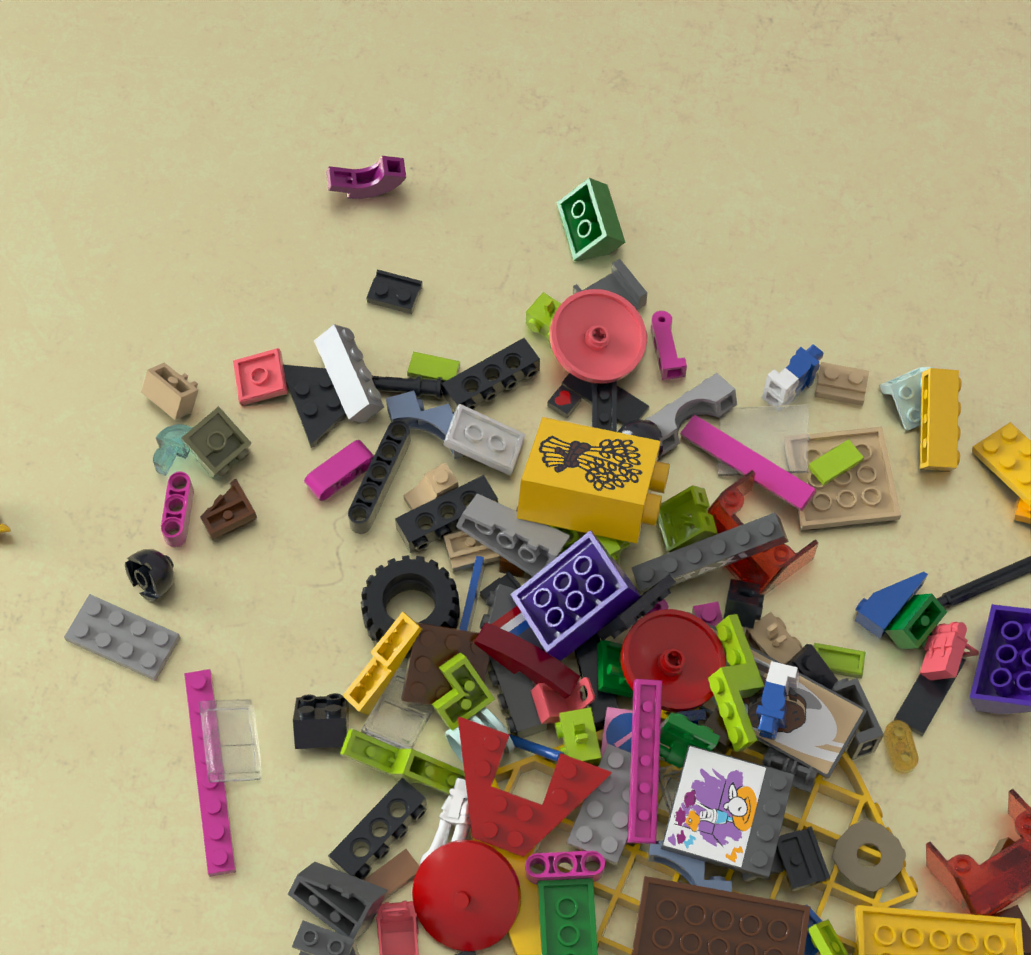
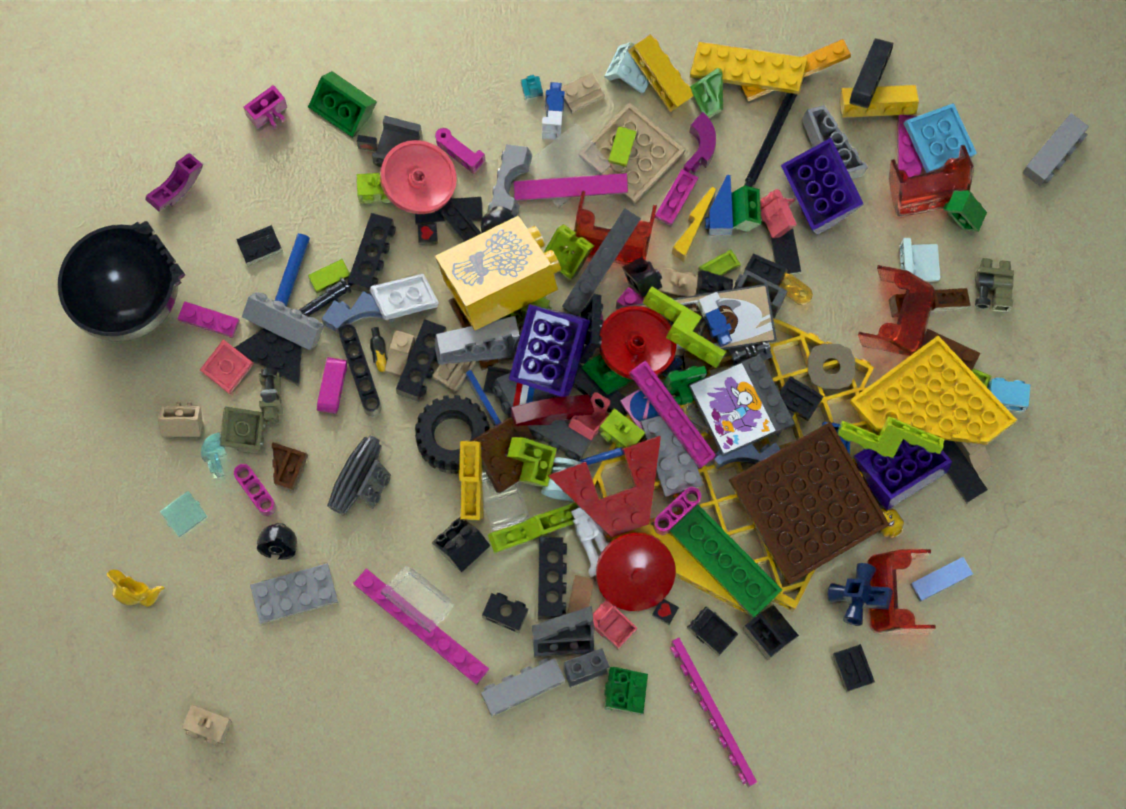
camera: 45 degrees left, 10 degrees up
(95, 480) = (183, 514): none -> clear light blue piece
(223, 217) = (119, 282): none -> black windscreen
(247, 916) = (523, 686): none -> light grey brick
(272, 433) = (271, 395): none -> hips
(284, 577) = (360, 477): none -> dark grey plate
(285, 322) = (208, 319): none -> dark pink plate
(302, 842) = (512, 622): none -> black brick
(403, 335) = (292, 268): none -> blue piece
(415, 472) = (378, 349): none -> pearl dark grey piece
(513, 171) = (266, 107): none -> dark pink brick
(581, 273) = (367, 143): none -> black tile
(794, 339) = (531, 87): none -> teal tile
(822, 606) = (696, 217): none -> yellow slope
(851, 556) = (676, 197): none -> dark pink plate
(884, 701) = (766, 269): none -> black plate
(926, 531) = (705, 135): none -> magenta arch
(976, 479) = (709, 93): none -> bright green wing

